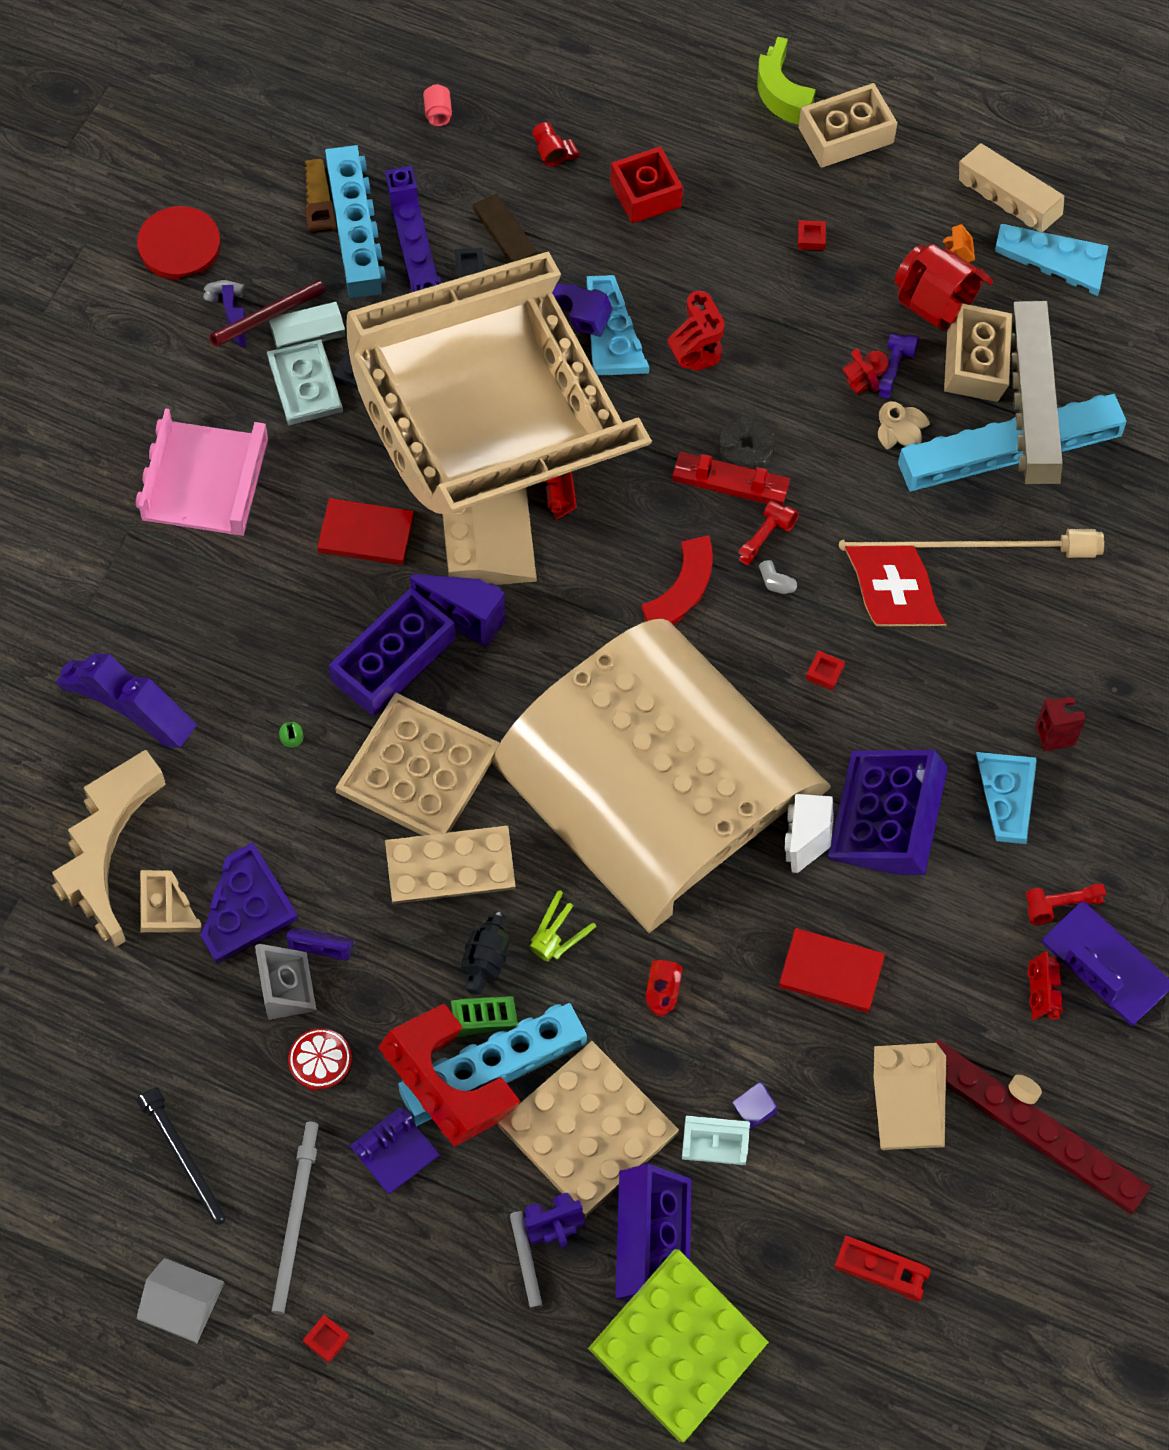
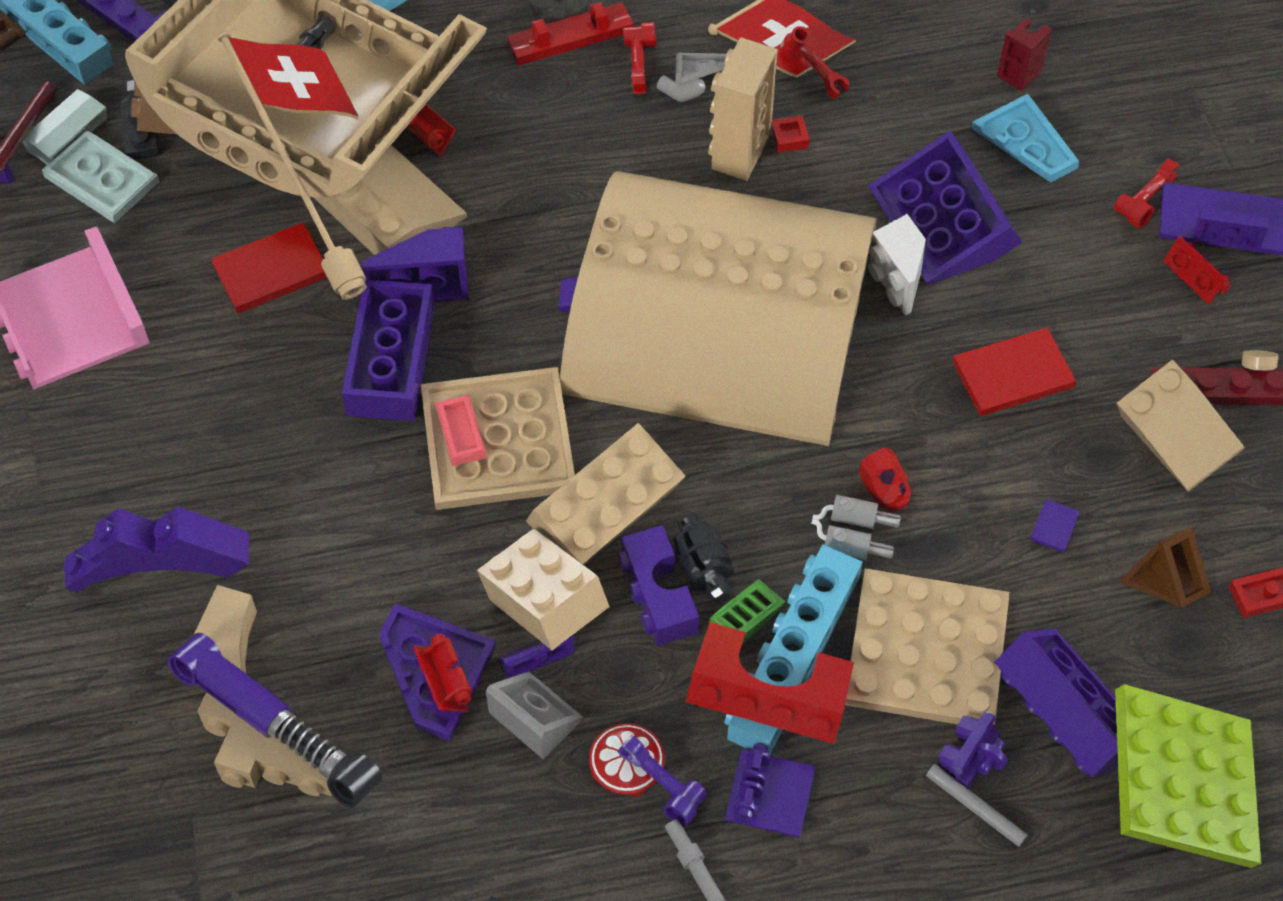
camera: 35 degrees left, 5 degrees down
(89, 802) = (202, 664): none -> piece
(164, 904) = (352, 720): tan wing -> none
(238, 915) = (447, 686): none -> red hinge
(298, 733) = (342, 490): bright green hinge -> none
(332, 1113) = (684, 797): none -> dark purple brick
(352, 901) = (543, 588): none -> tan brick
(393, 746) = (460, 430): none -> coral tile
(444, 928) = (667, 613): none -> dark purple arch
(462, 401) = (299, 82): none -> flag
(522, 369) = (317, 33): none -> black pin
(546, 942) = (750, 512): lime plant -> none
(597, 1013) = (860, 514): none -> light grey piece
(688, 587) = (610, 138): red tile -> none
(715, 1140) = (1049, 578): light aqua hinge -> none
(785, 630) = (742, 108): none -> tan brick
(803, 568) = (697, 65): none -> light grey tile
(808, 1198) = (1171, 571): none -> reddish brown slope
(892, 610) = (796, 45): none -> red brick

